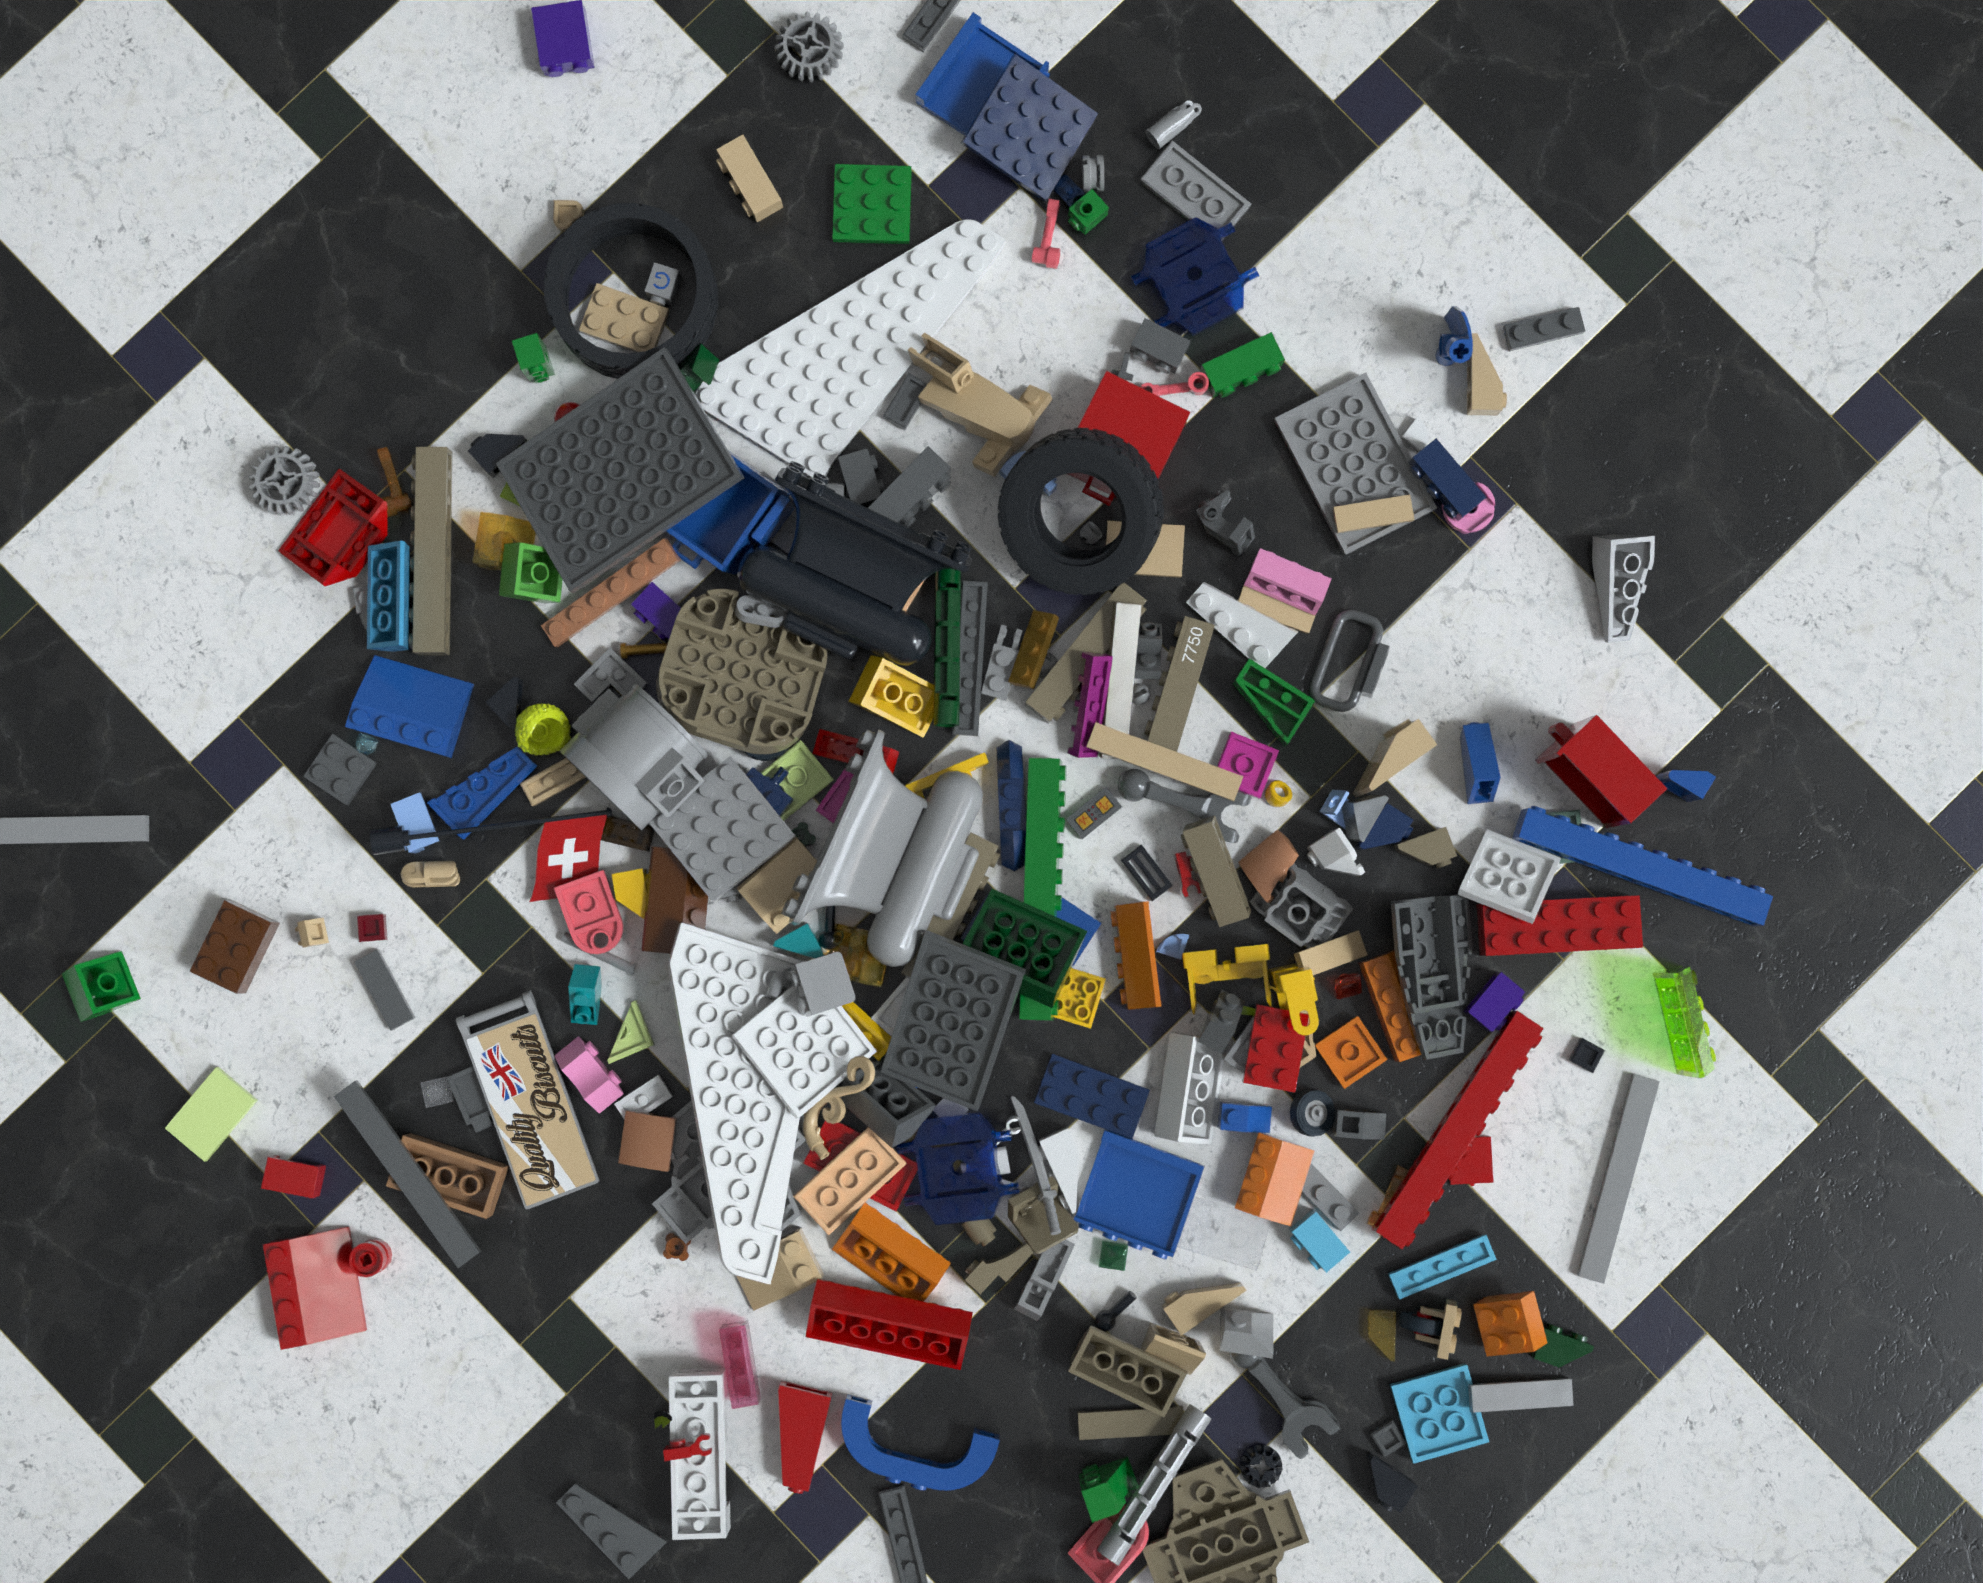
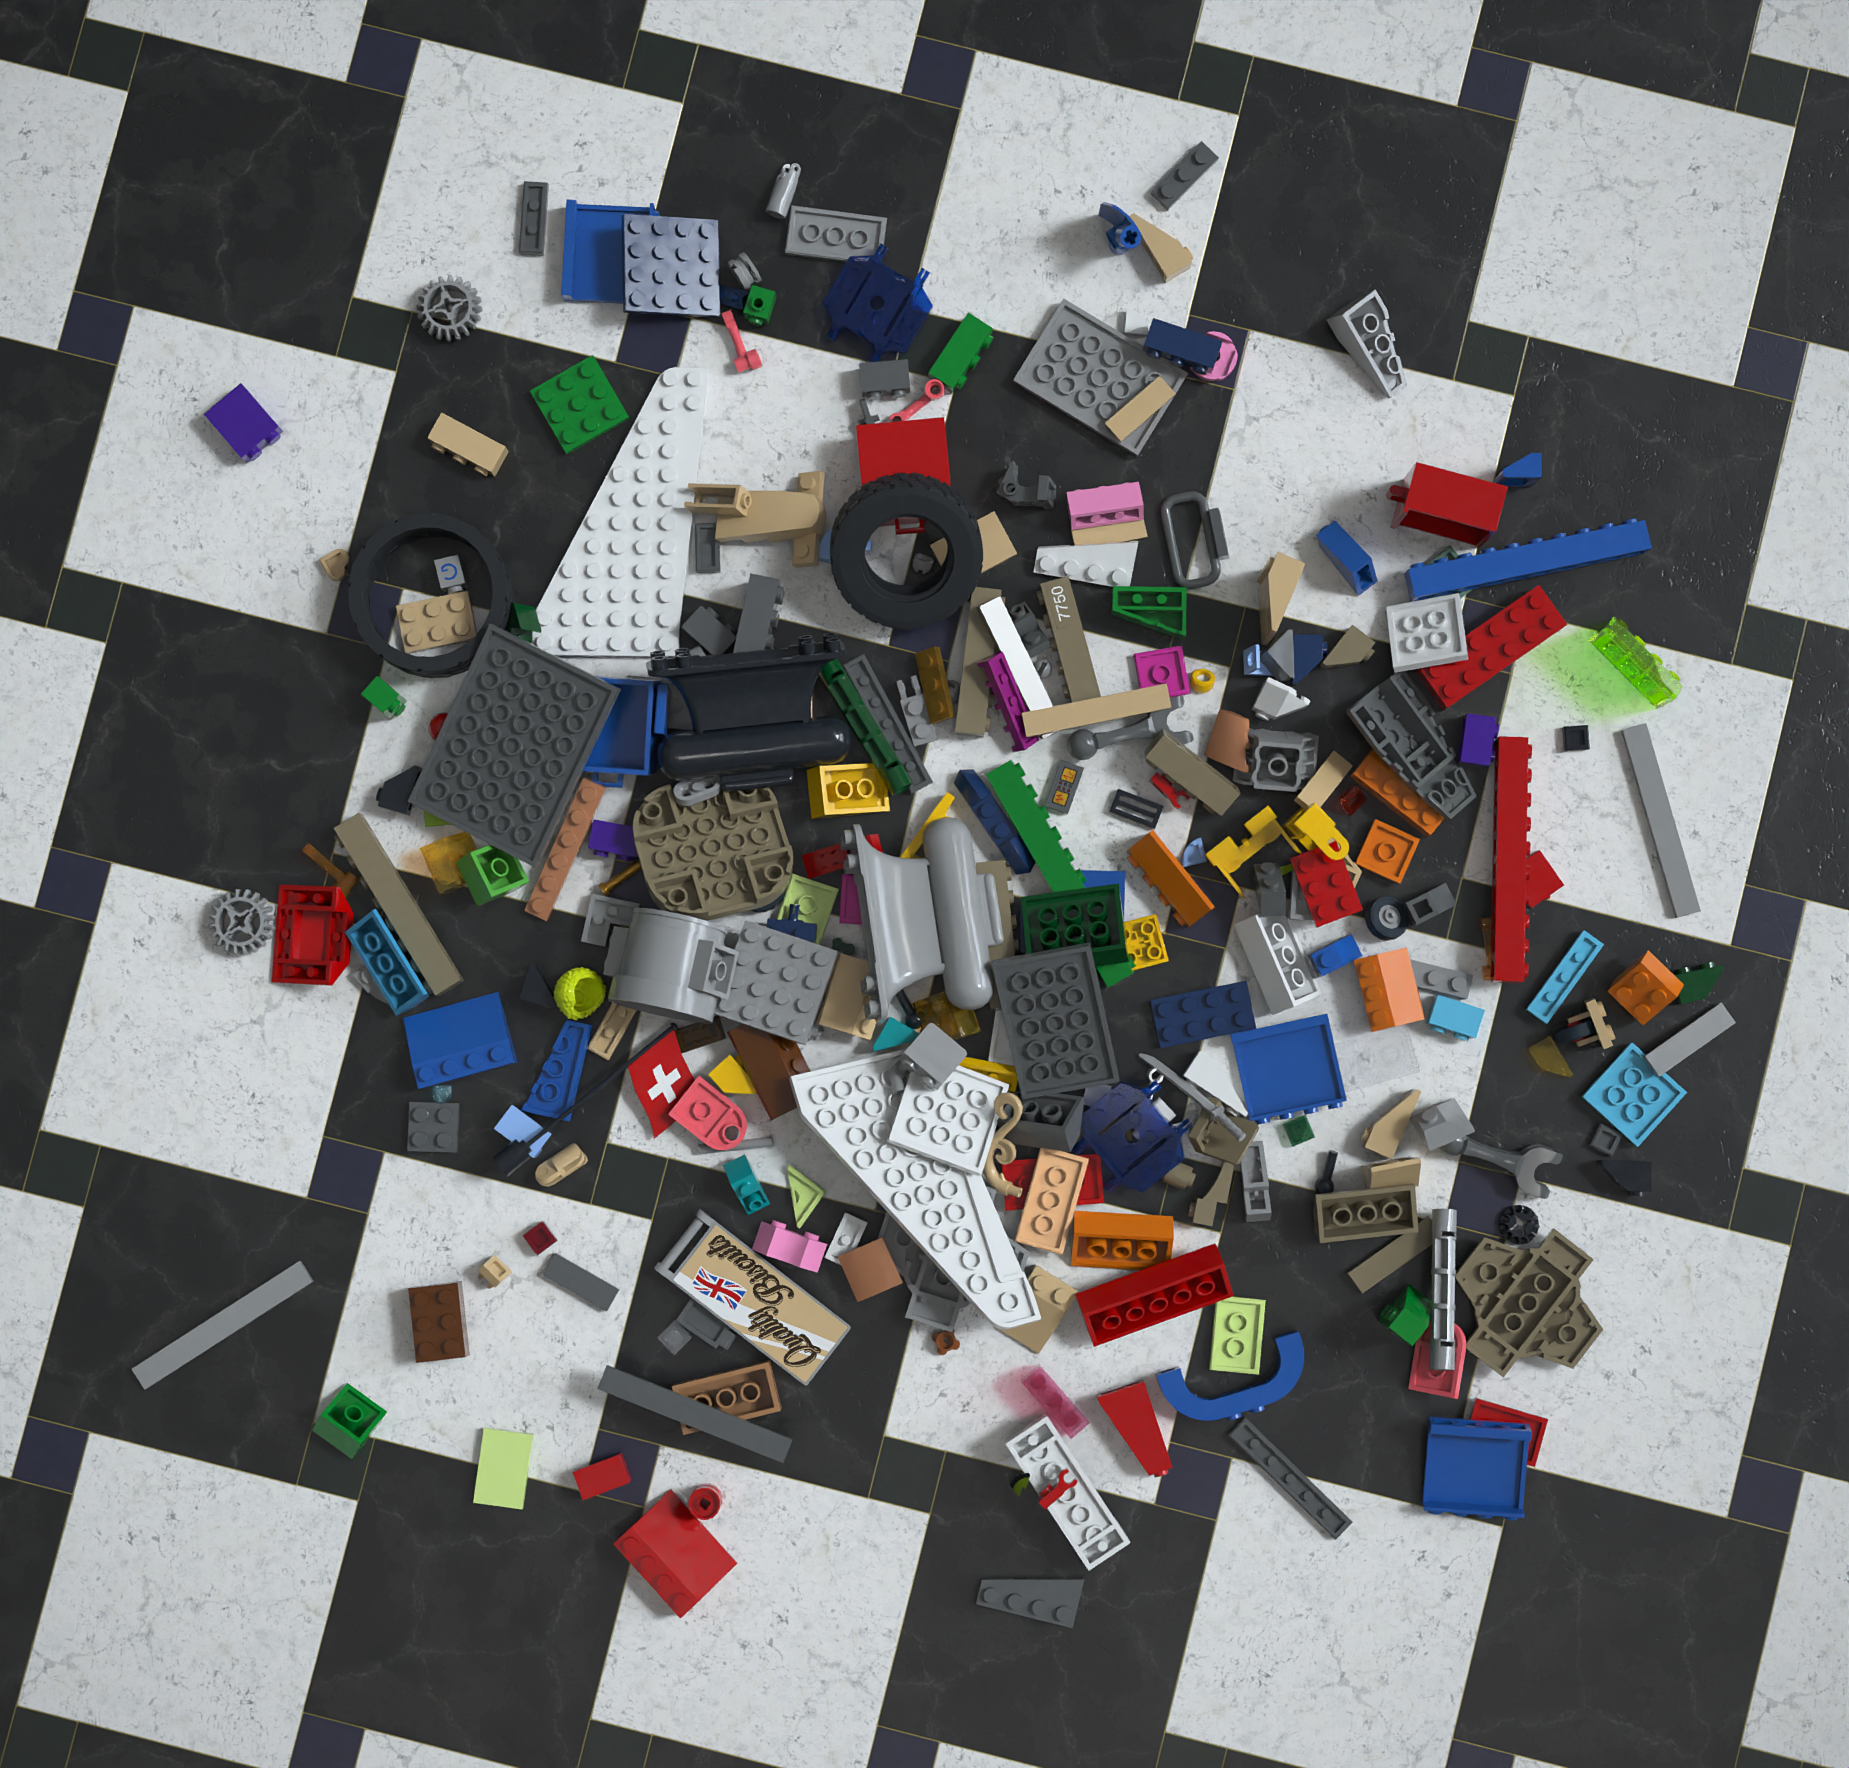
camera: 30 degrees left, 0 degrees up
(942, 1407) = (1237, 1335): none -> yellowish green tile

